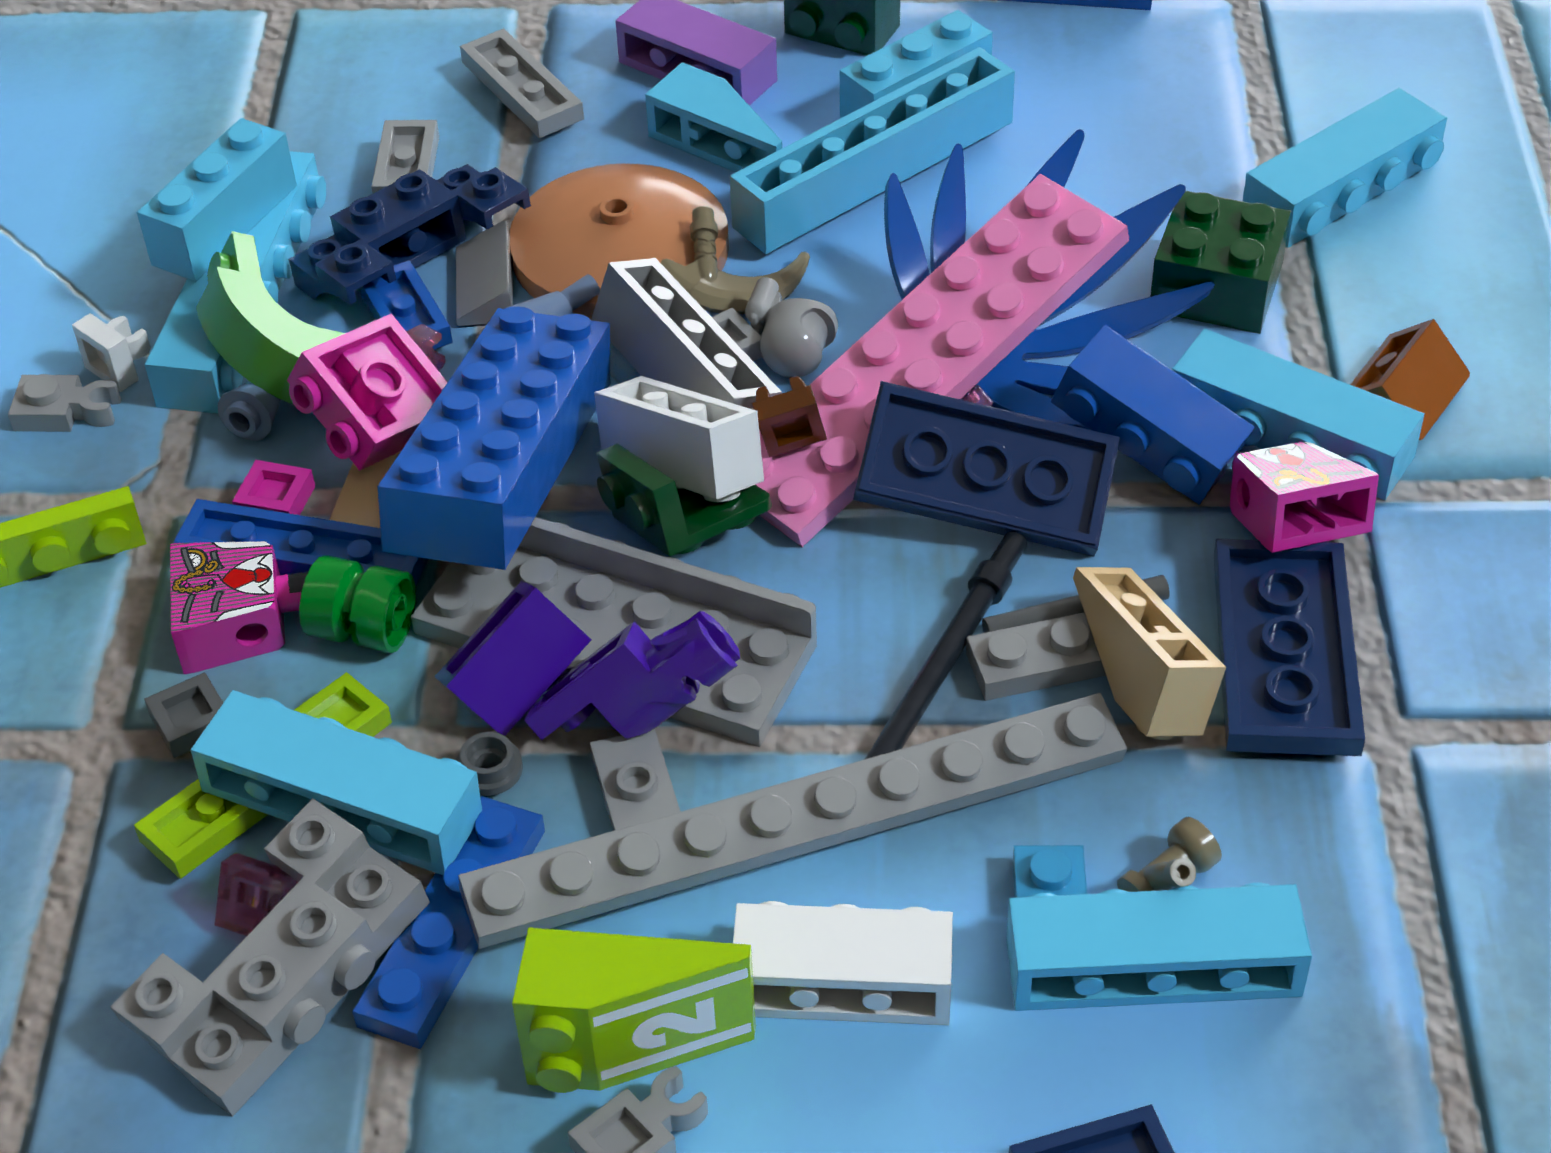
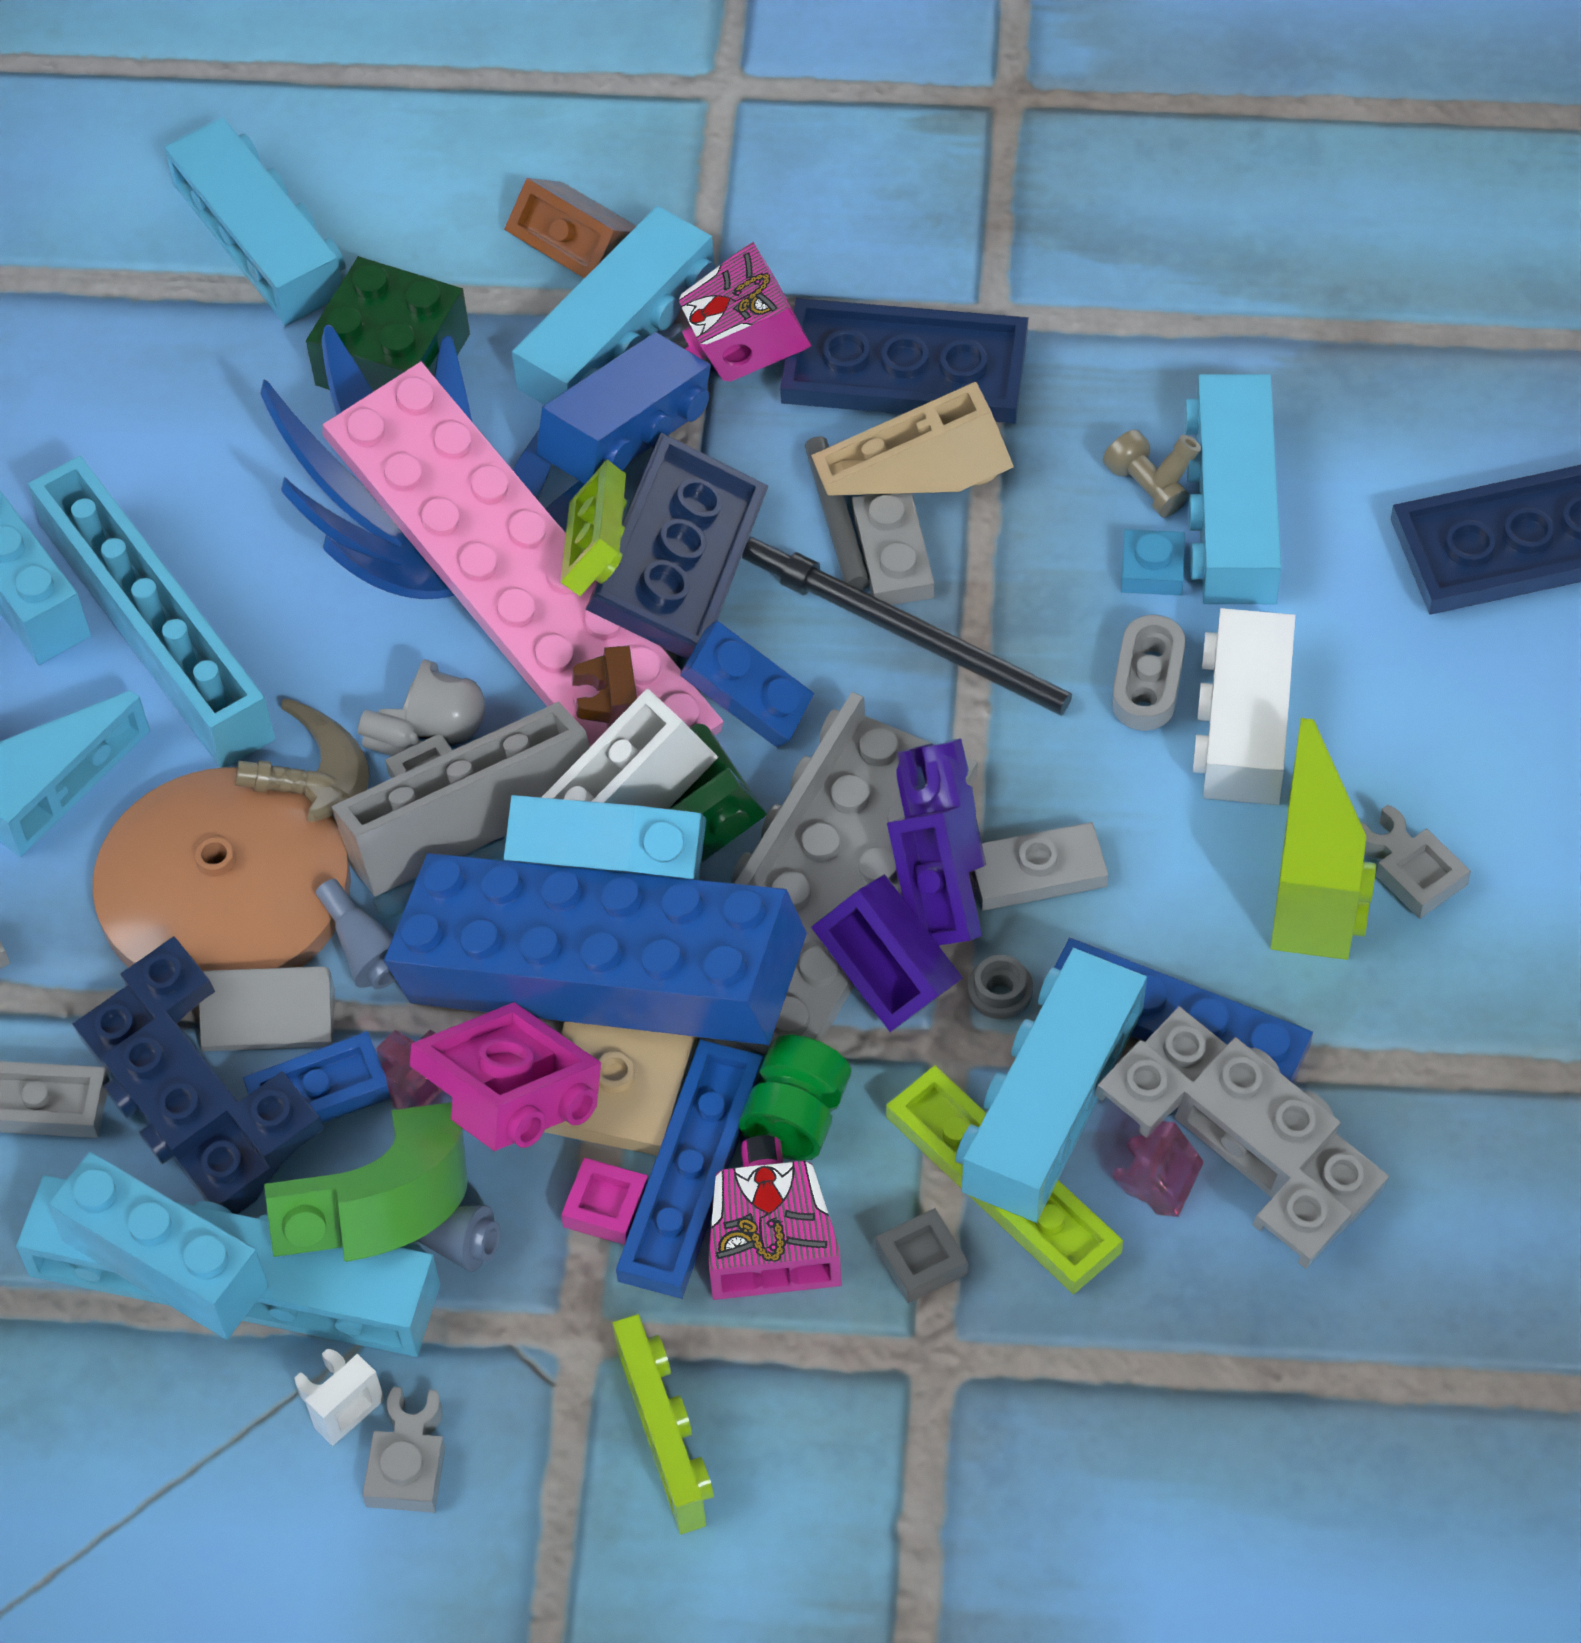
camera: 85 degrees left, 10 degrees up
(590, 422) = (605, 837): none -> medium azure slope
(788, 820) = (1094, 742): light grey plate -> none
(828, 535) = (747, 684): none -> blue plate
(886, 872) = (1147, 676): none -> light grey plate
(965, 378) = (594, 530): none -> lime plate

